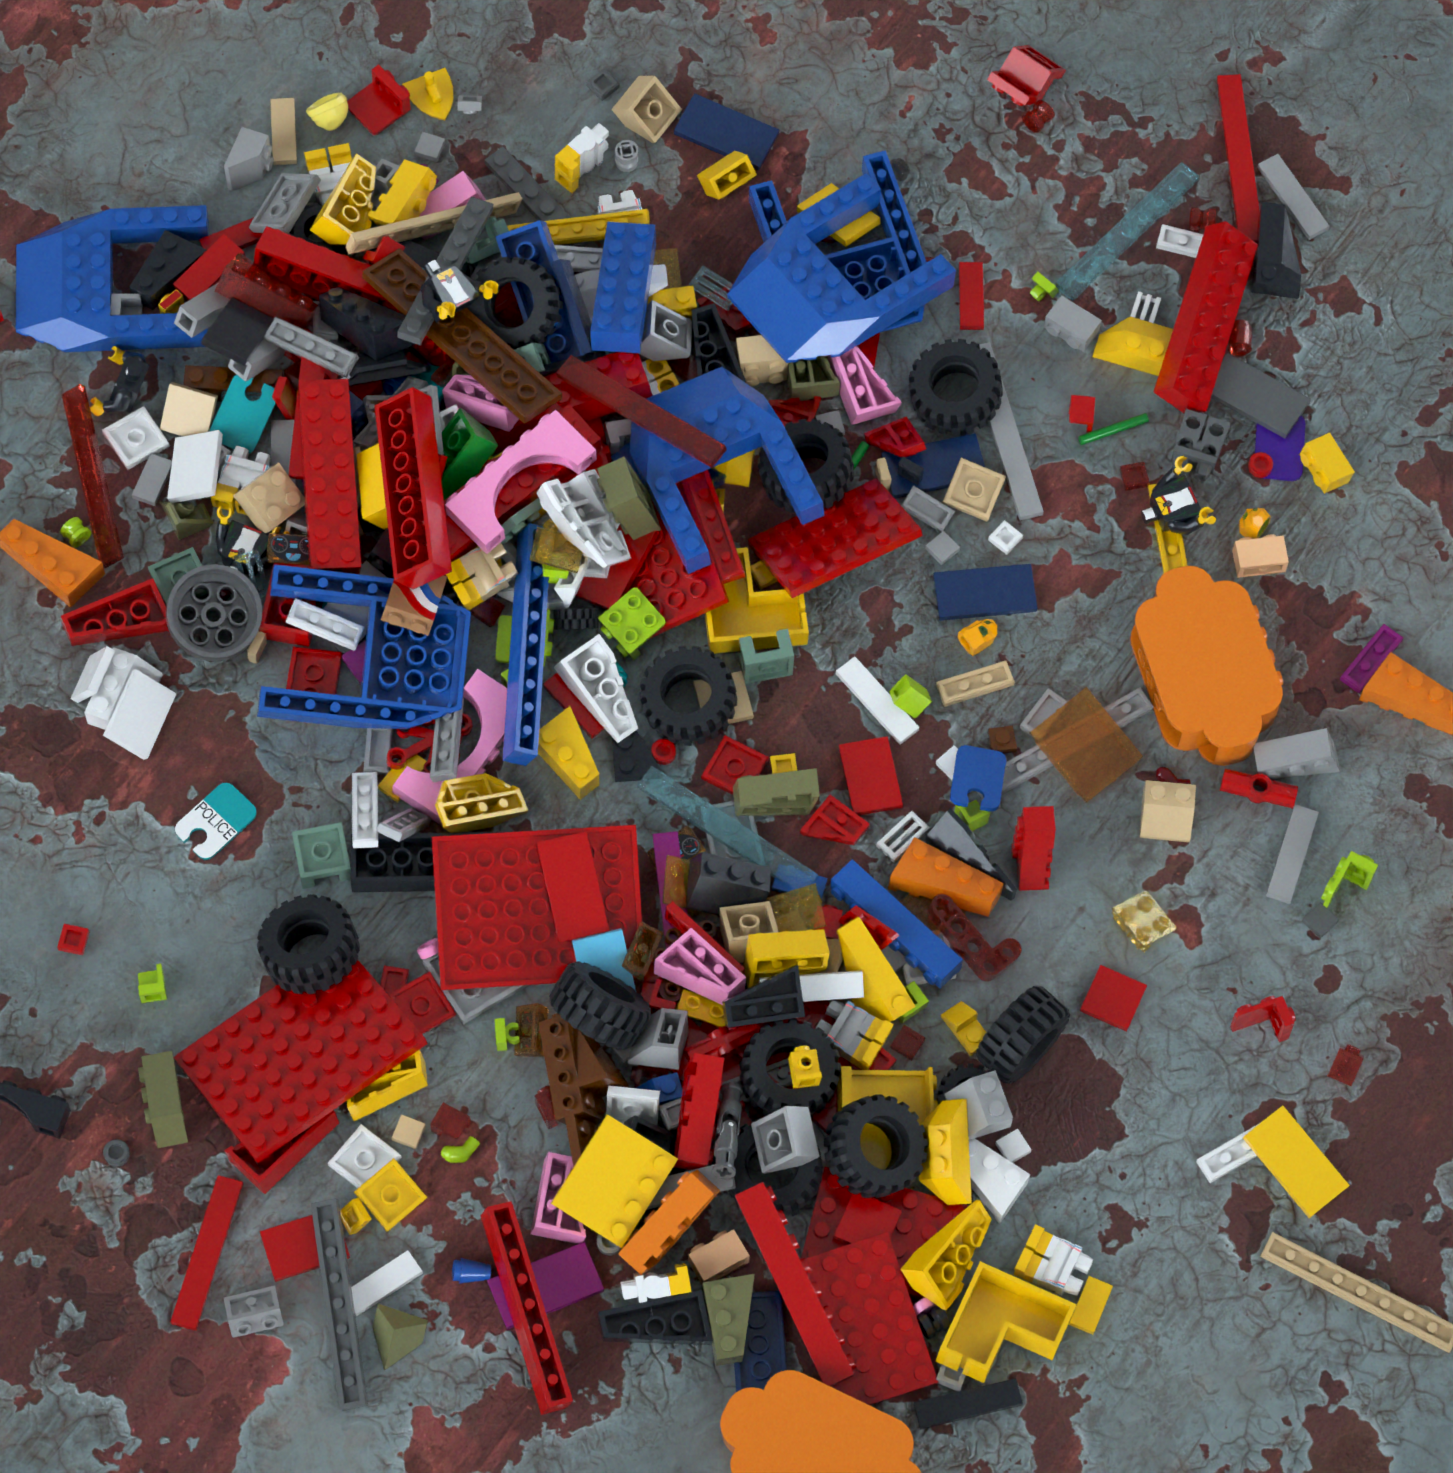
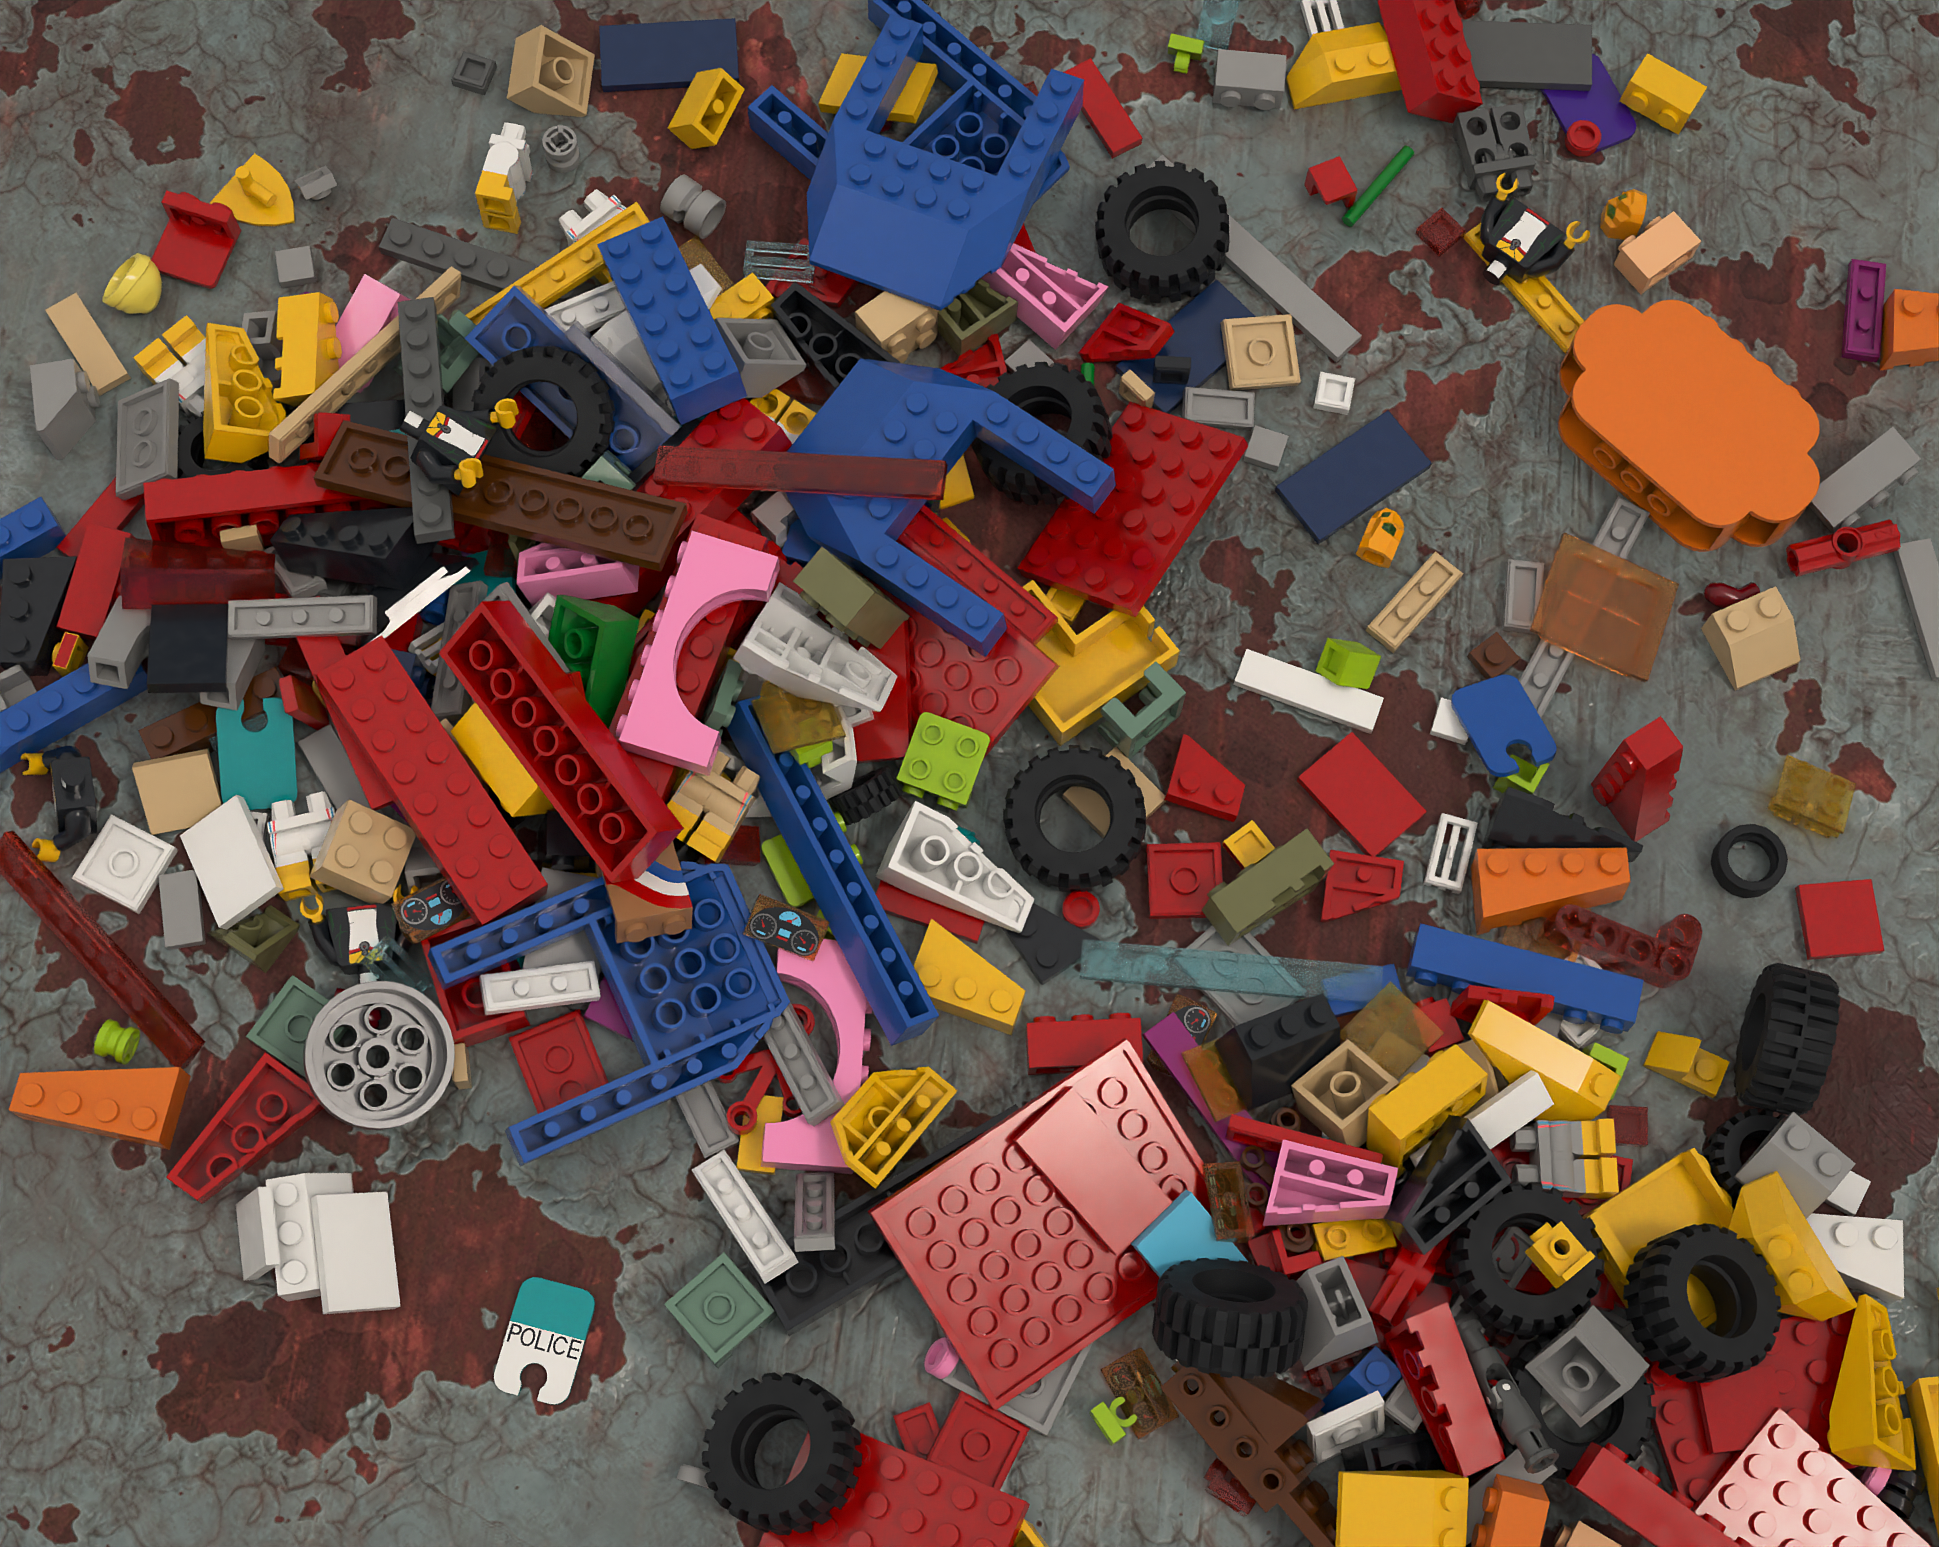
camera: 30 degrees left, 5 degrees up
(252, 933) = (692, 1475): none -> light grey tile
(305, 287) = (242, 538): none -> tan tile
(482, 664) = (786, 927): none -> slope
(599, 812) = (1068, 1045): none -> red brick
(683, 229) = (690, 205): none -> light grey wheel
(780, 718) = (1203, 782): none -> red wing
(1085, 917) = (1765, 839): none -> black tyre

